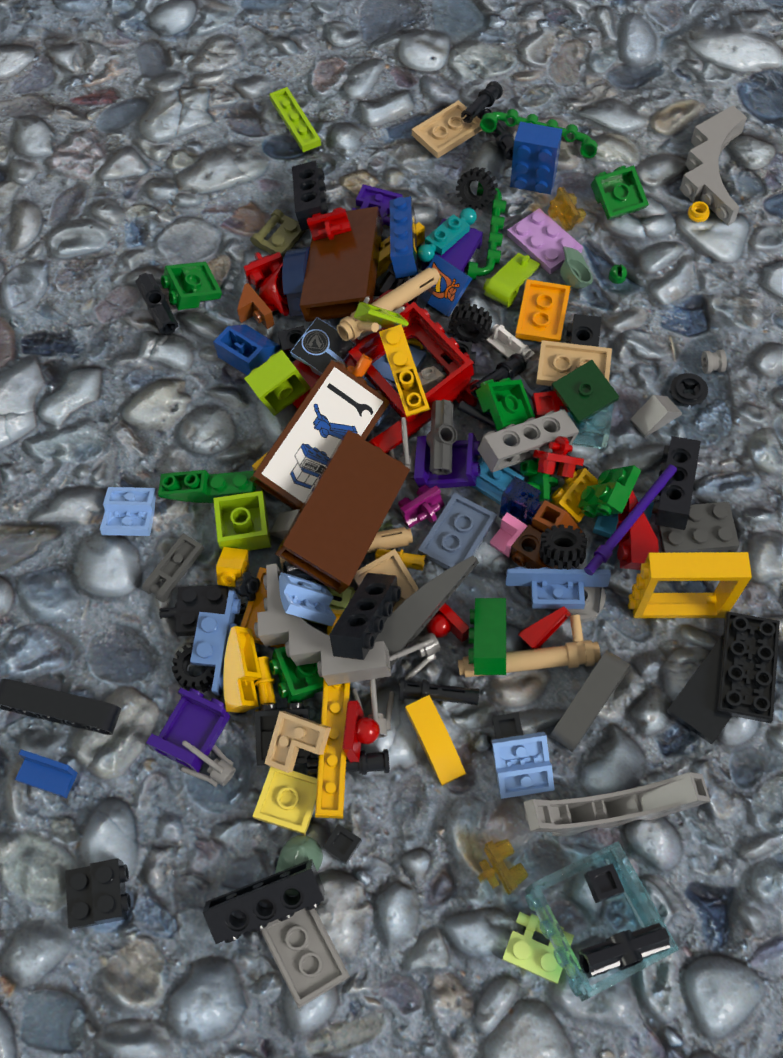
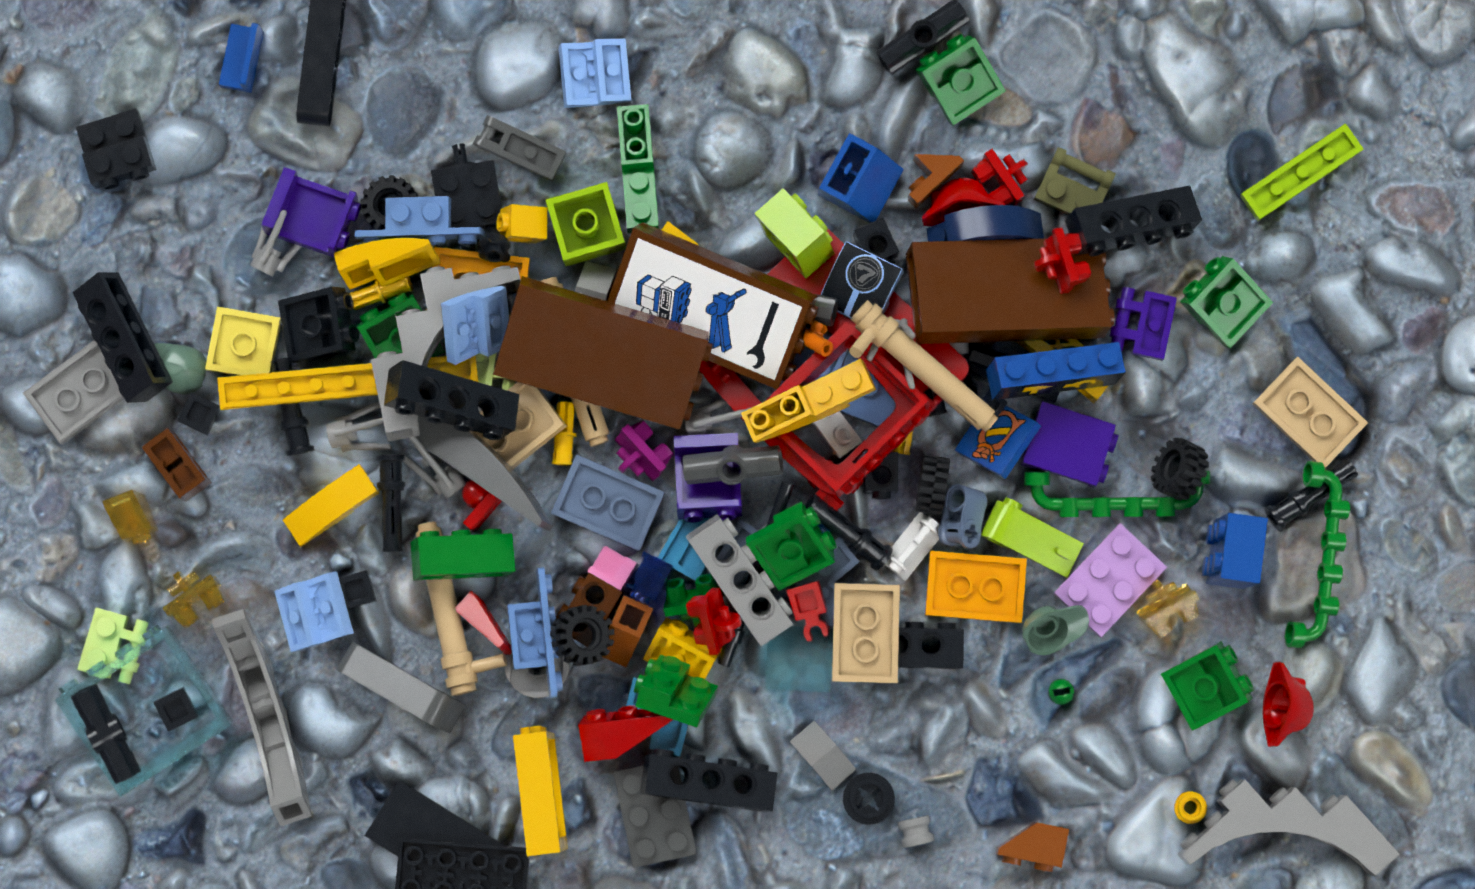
camera: 80 degrees right, 20 degrees up
(291, 734) = (307, 340): tan plate -> none
(357, 731) = (322, 412): red tile -> none
(368, 161) = (1225, 300): none -> green plate
(383, 317) = (882, 358): lime slope -> none
(385, 865) = (176, 464): none -> reddish brown brick
(426, 911) = (131, 516): none -> clear yellow slope
(447, 234) = (1079, 434): teal plate -> none
(485, 99) = (1375, 465): black pin -> none
(497, 310) = (963, 513): none -> sand blue piece
(585, 391) = (818, 649): dark green plate -> none
(604, 551) = (576, 686): dark purple bar -> none
(635, 153) = (1285, 705): none -> red hat
(723, 292) = (1036, 843): none -> dark orange slope

